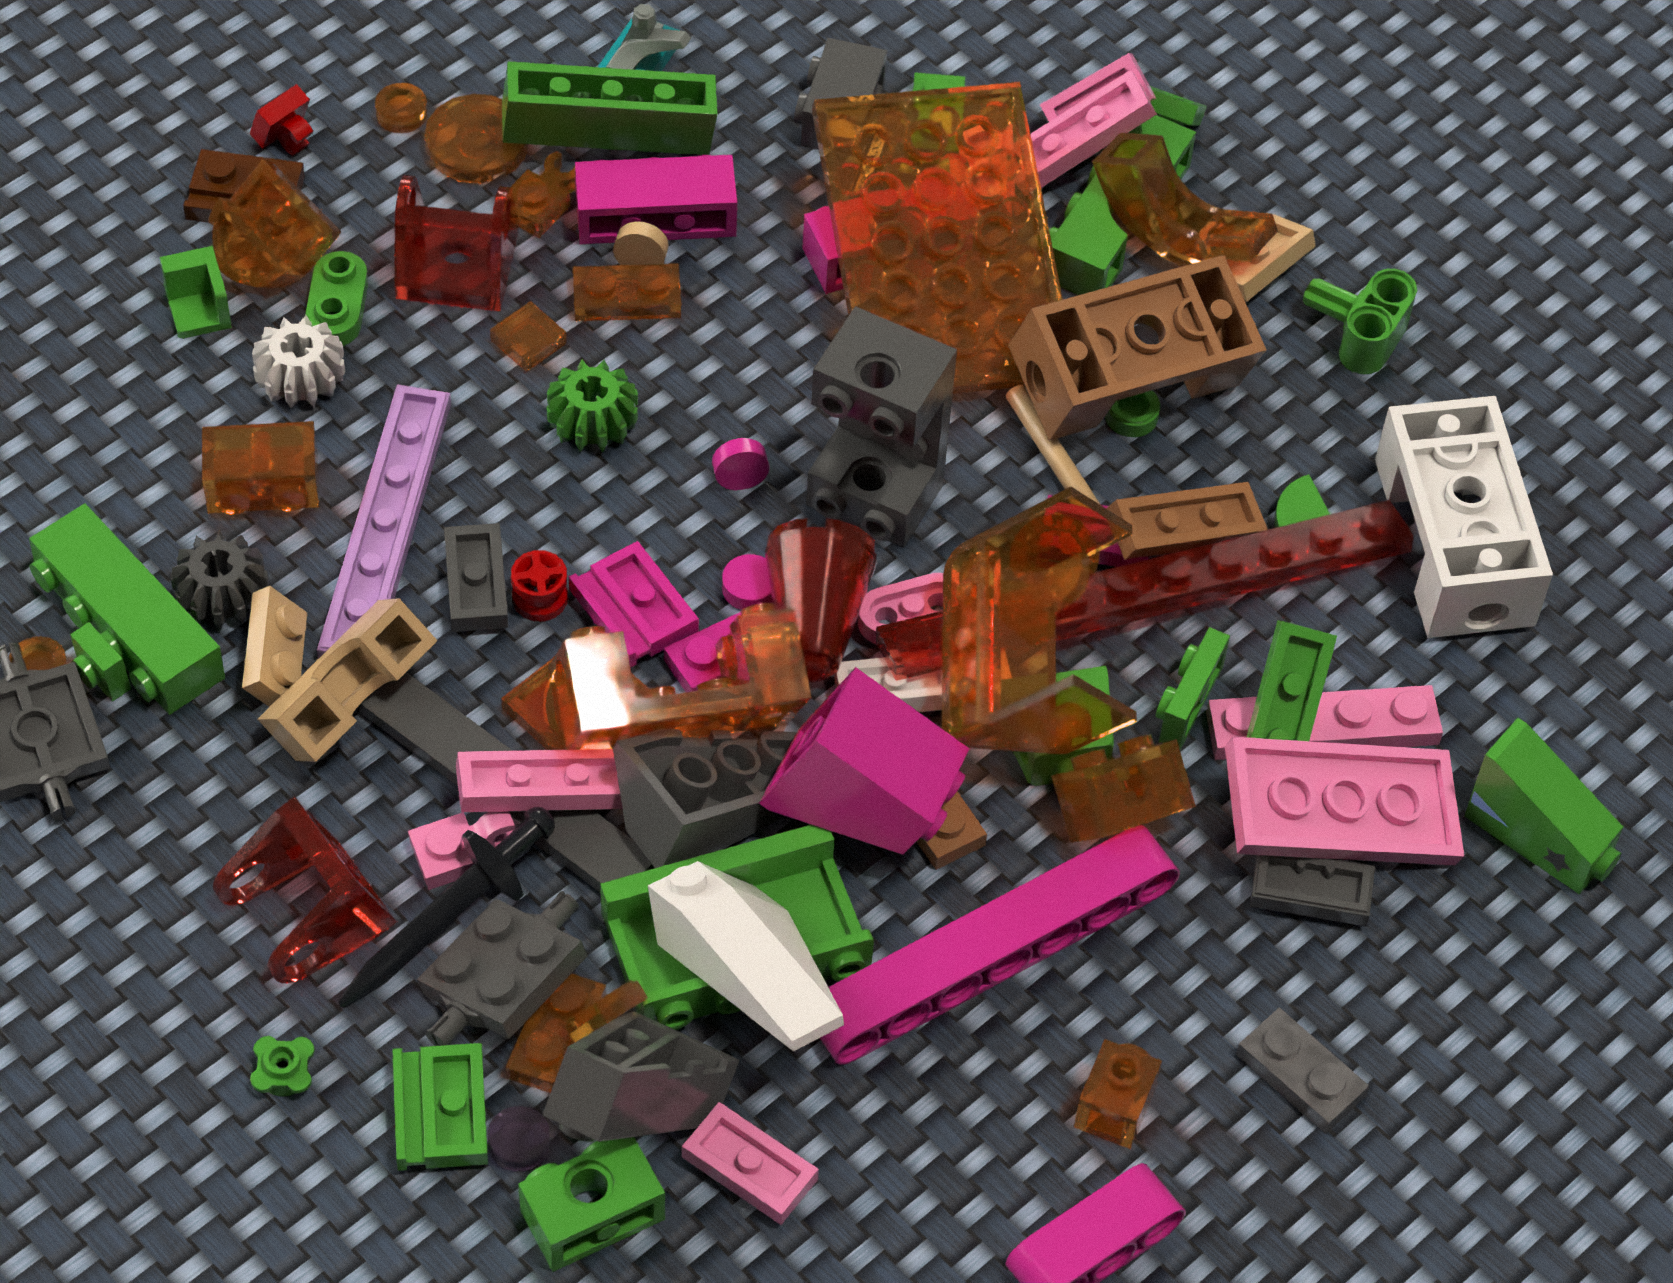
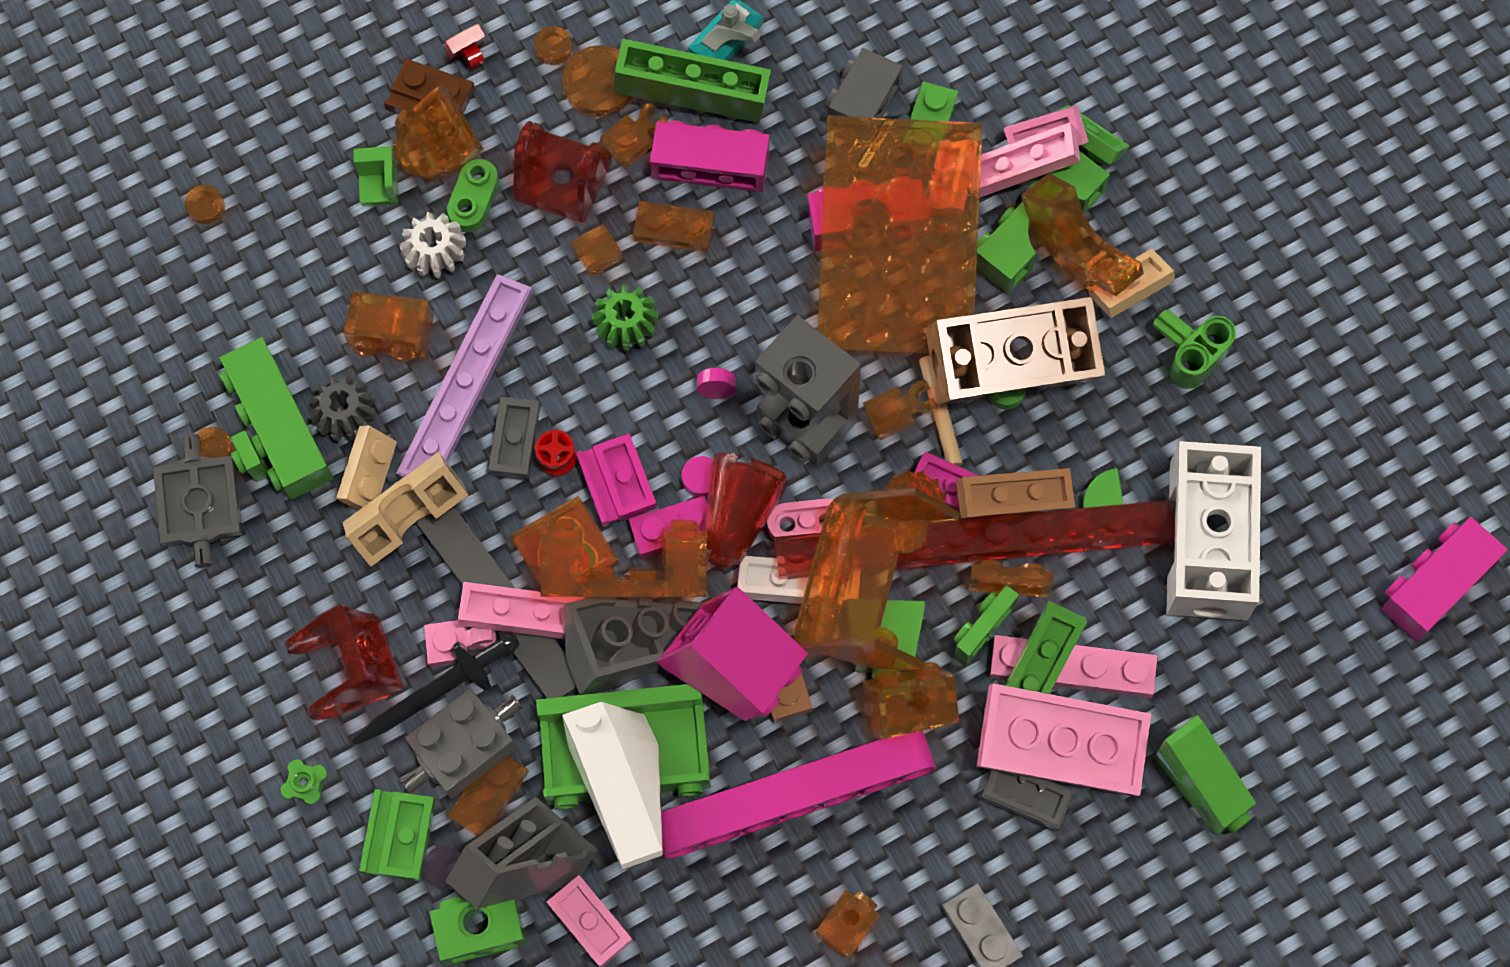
camera: 20 degrees right, 15 degrees up
(605, 1010) = (517, 794): clear orange tile -> none
(640, 244) = (690, 193): tan tile -> none
(994, 459) = (893, 410): none -> clear orange plate
(1185, 625) = (1025, 580): none -> clear orange plate

